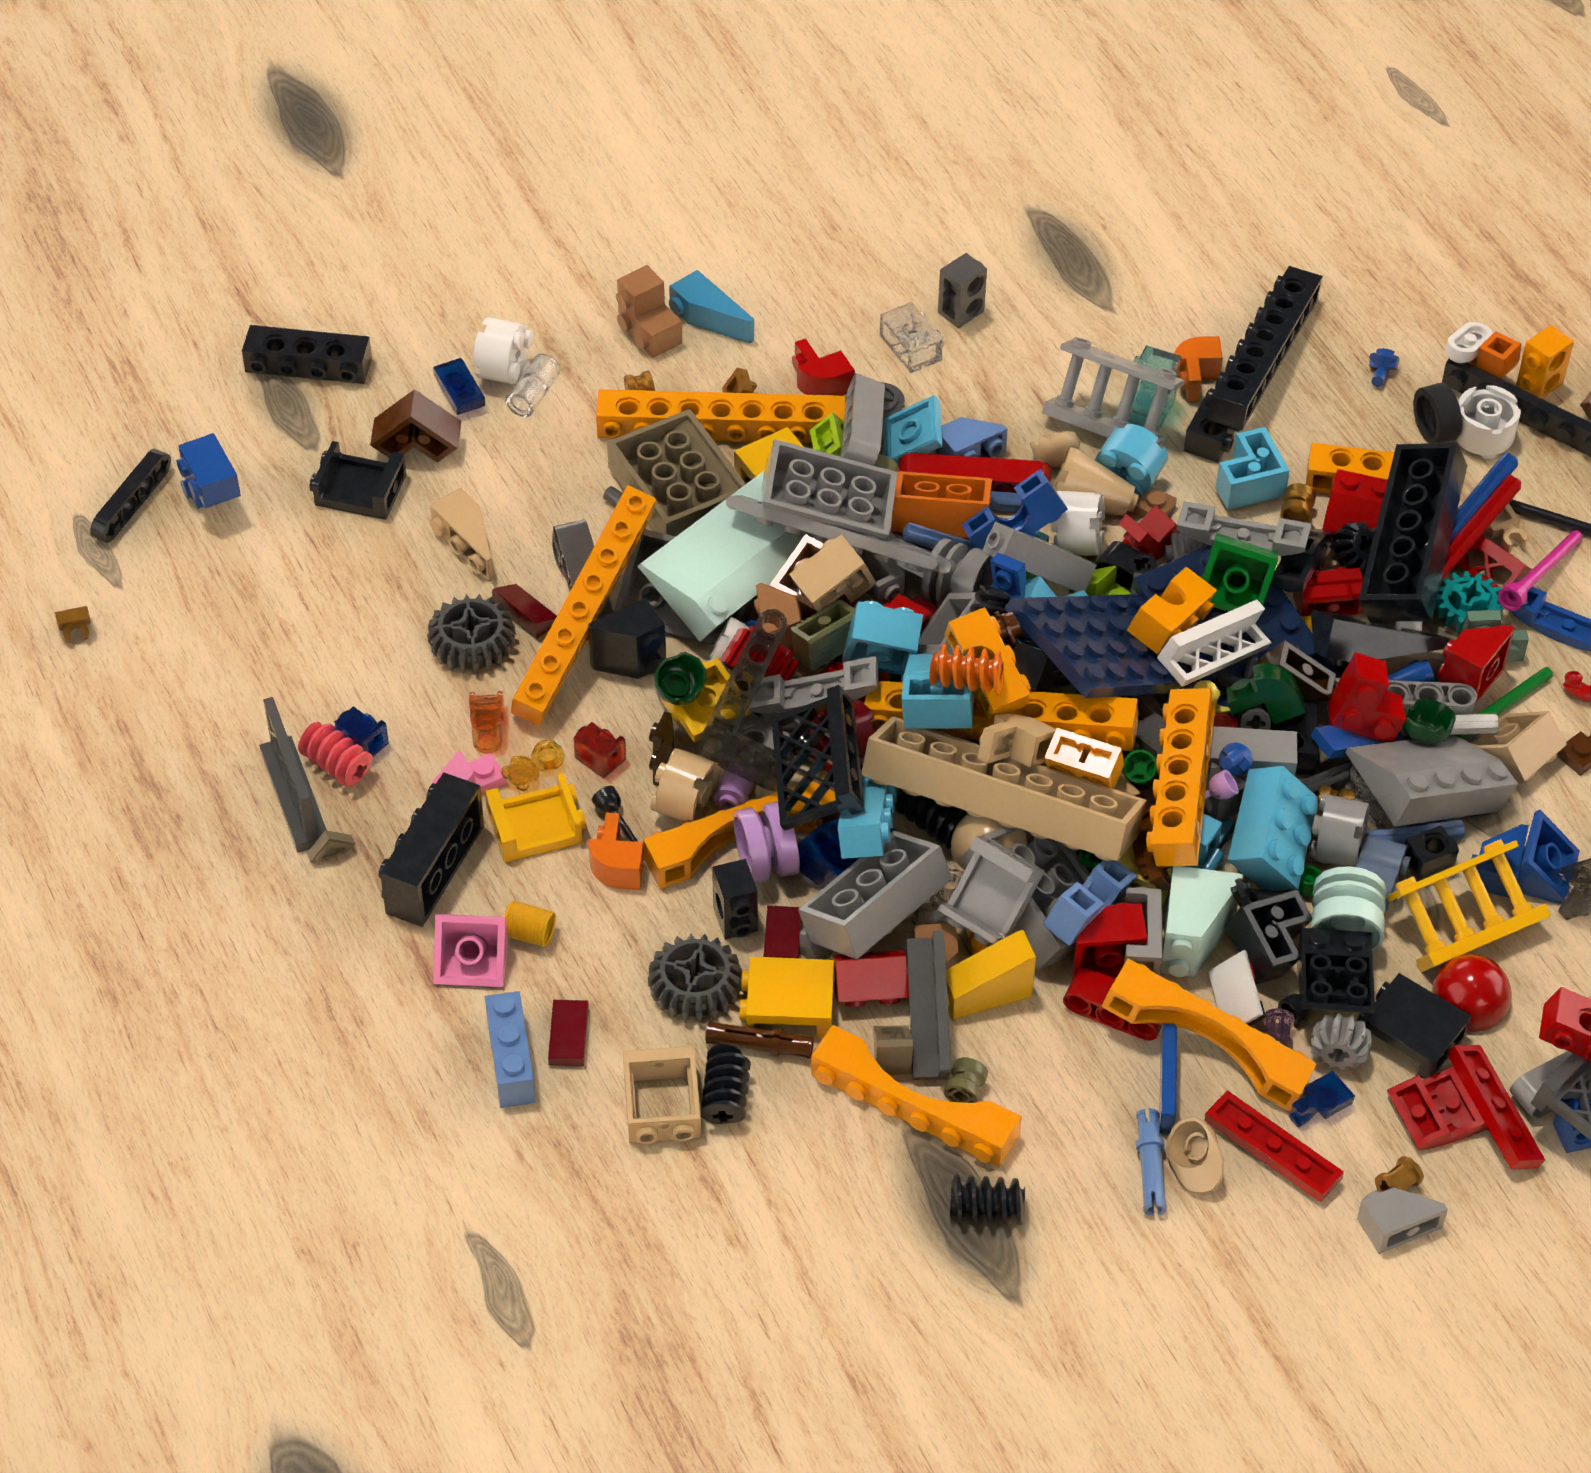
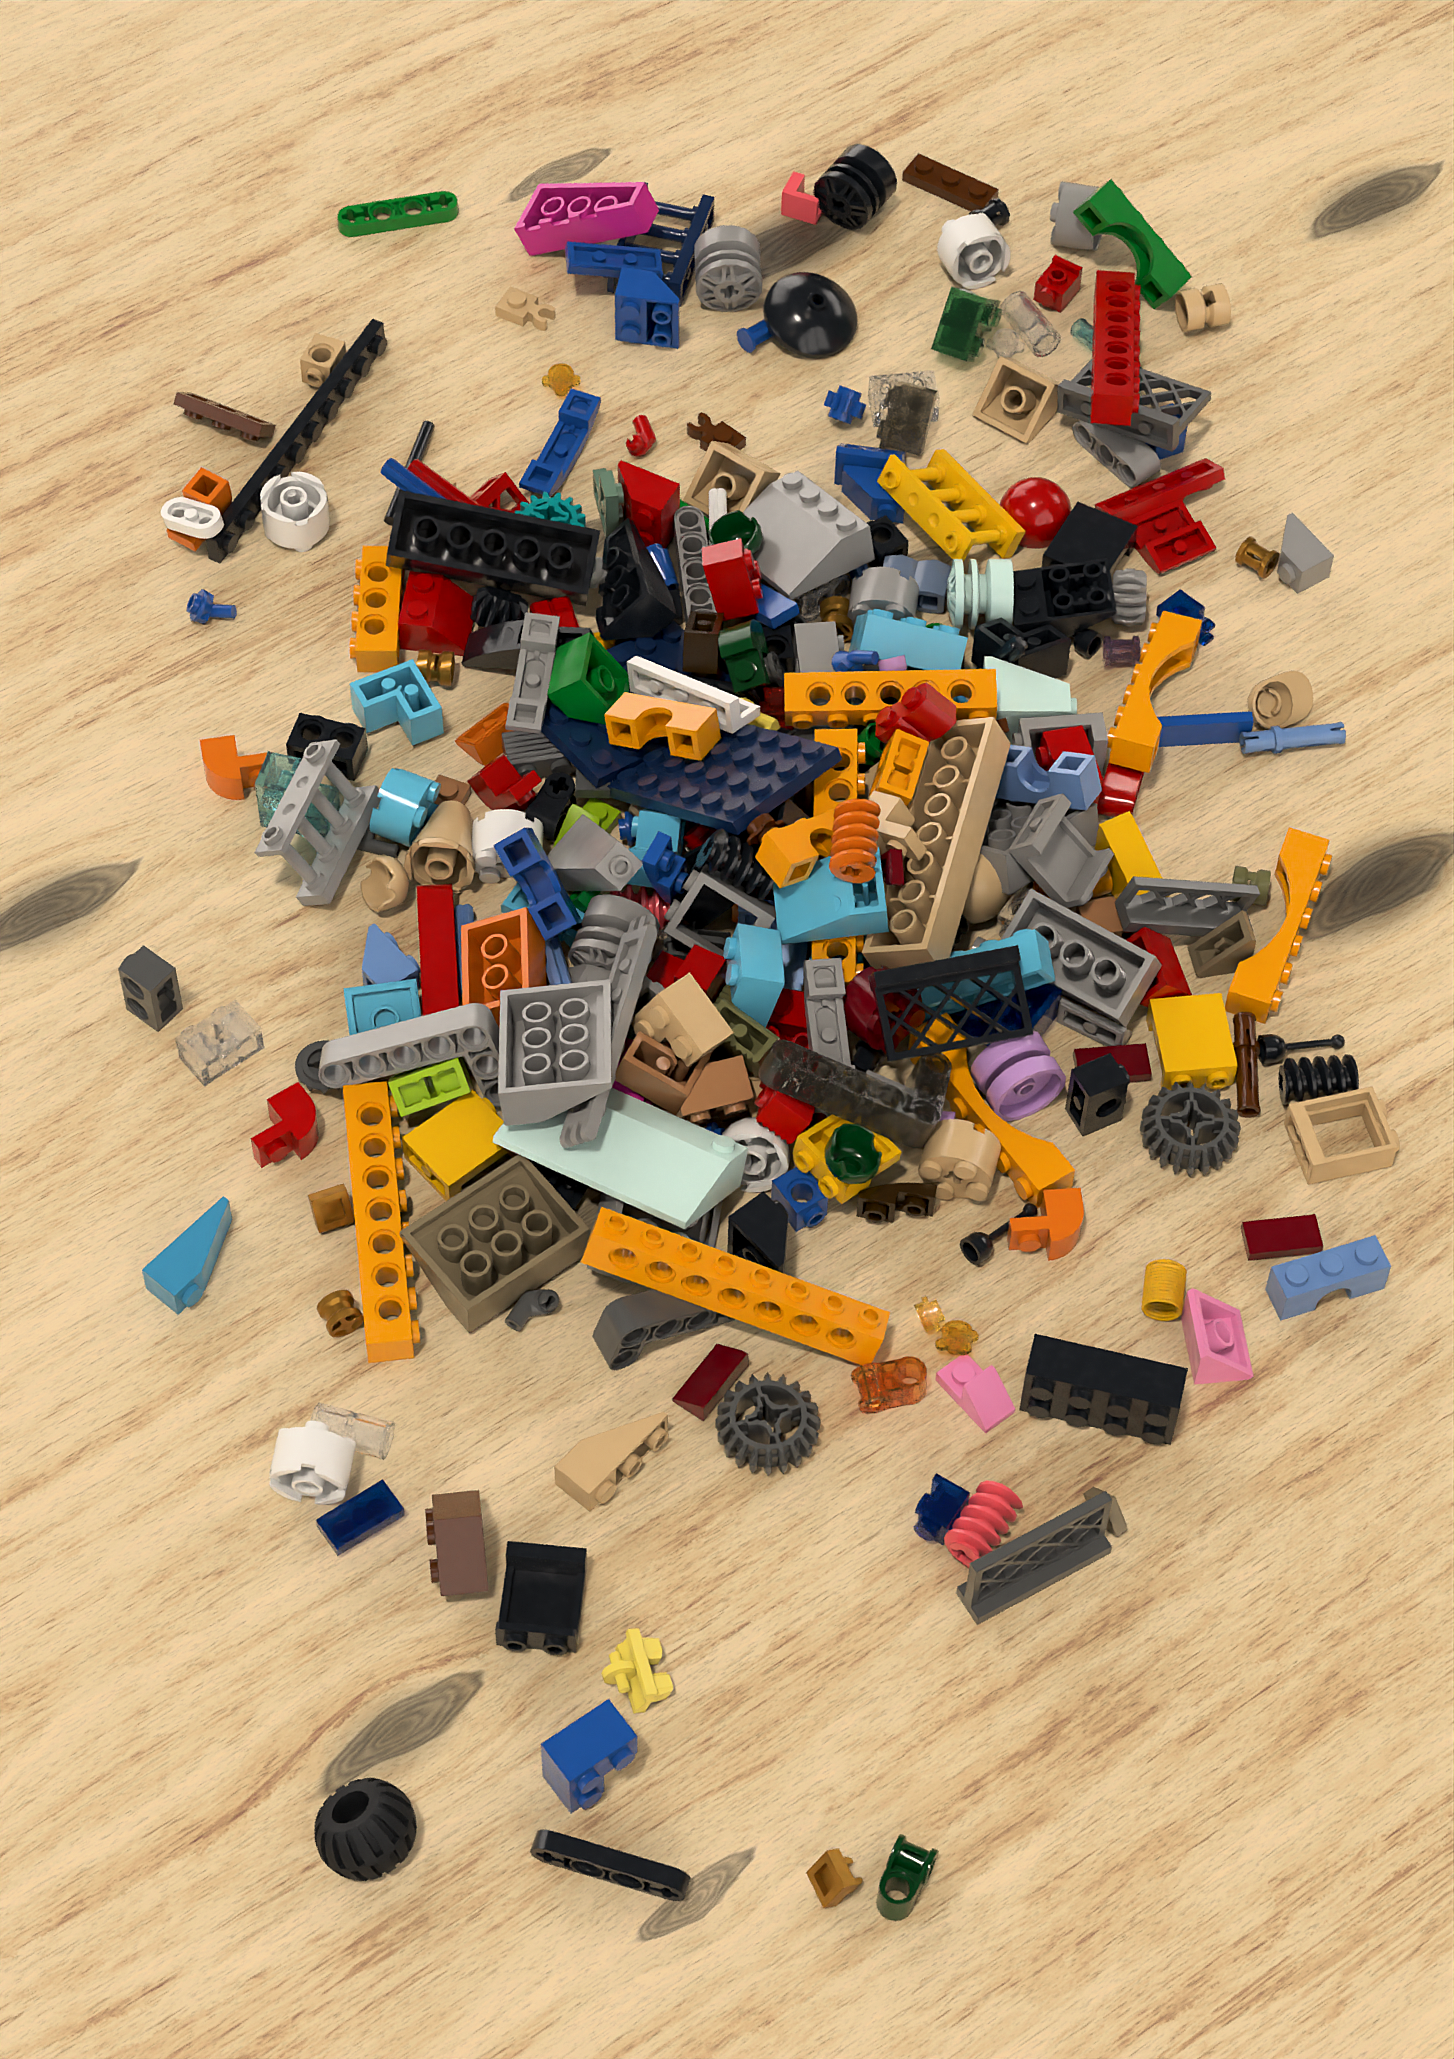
camera: 100 degrees left, 5 degrees up
(58, 661) = (905, 1872): none -> dark green piece
(203, 363) = (365, 1829): none -> black wheel
(280, 523) = (632, 1671): none -> light yellow hips
(307, 354) = (325, 1647): black brick -> none
(536, 820) = (1014, 1307): yellow panel -> none
(599, 749) = (910, 1264): clear red brick -> none
(645, 313) = (220, 1318): medium nougat brick -> none
(774, 1065) = (1274, 1047): none -> black hinge
(965, 733) = (893, 867): none -> dark red tile
(987, 1199) = (1379, 855): black piece -> none
(1139, 773) = (920, 713): none -> red brick
(1236, 989) = (1094, 678): white piece -> none
(1263, 348) = (216, 695): black brick -> none
(1274, 1146) = (1247, 649): red plate -> none
(1437, 413) = (285, 535): black tyre -> none
(1515, 593) = (551, 476): dark pink piece -> none
(1545, 362) = (209, 449): light orange brick -> none

